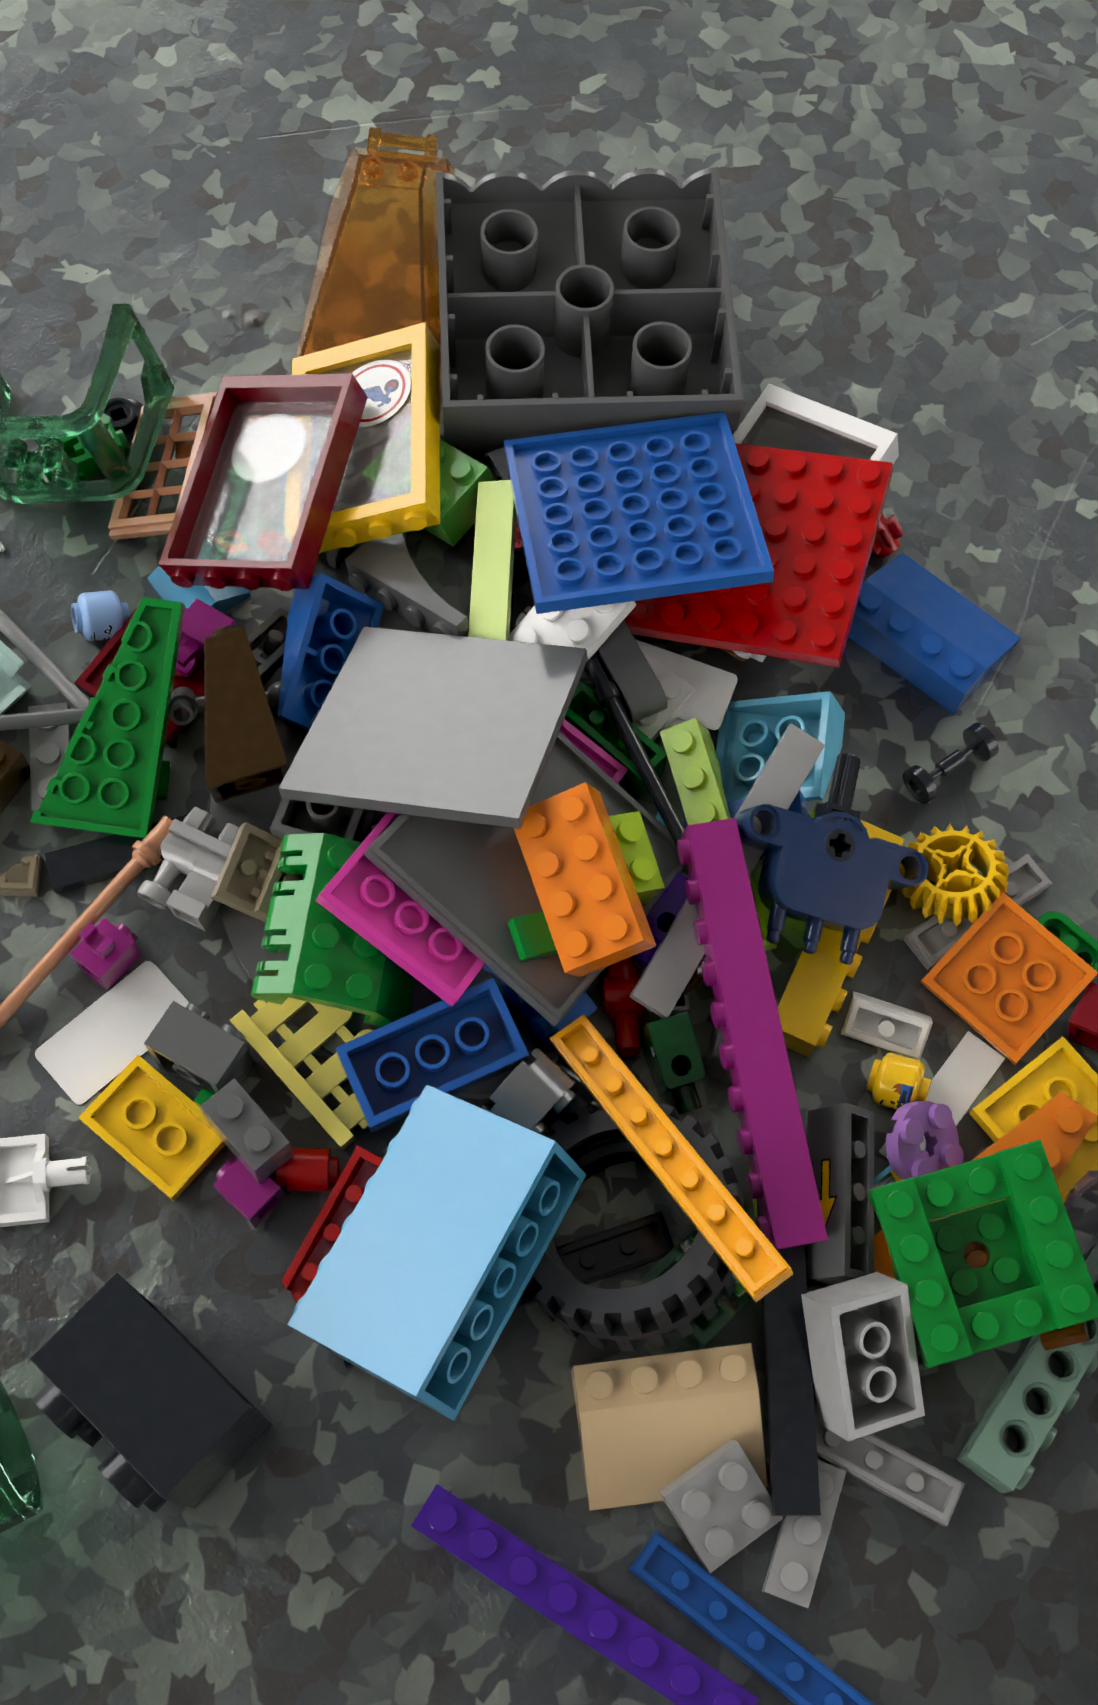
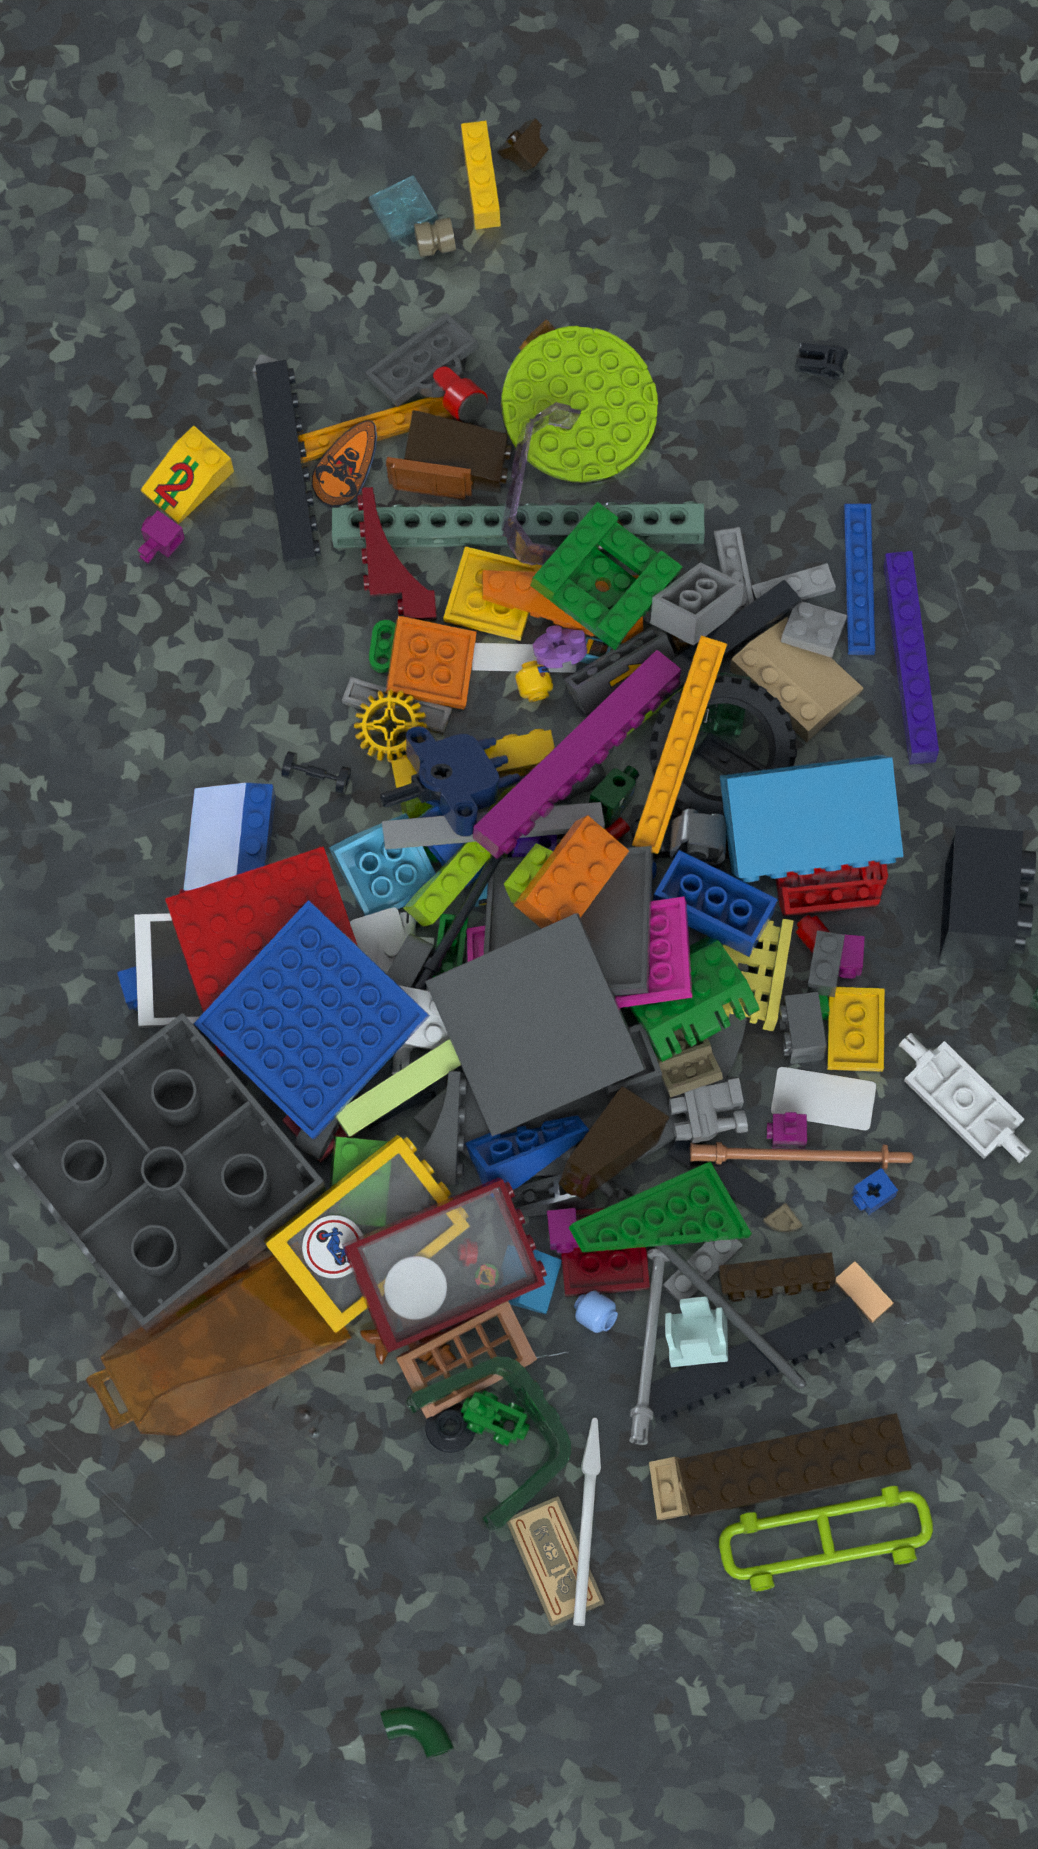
camera: 120 degrees left, 5 degrees up
(531, 936) = (618, 887): green tile -> none
(886, 1025) = (501, 710): white slope -> none

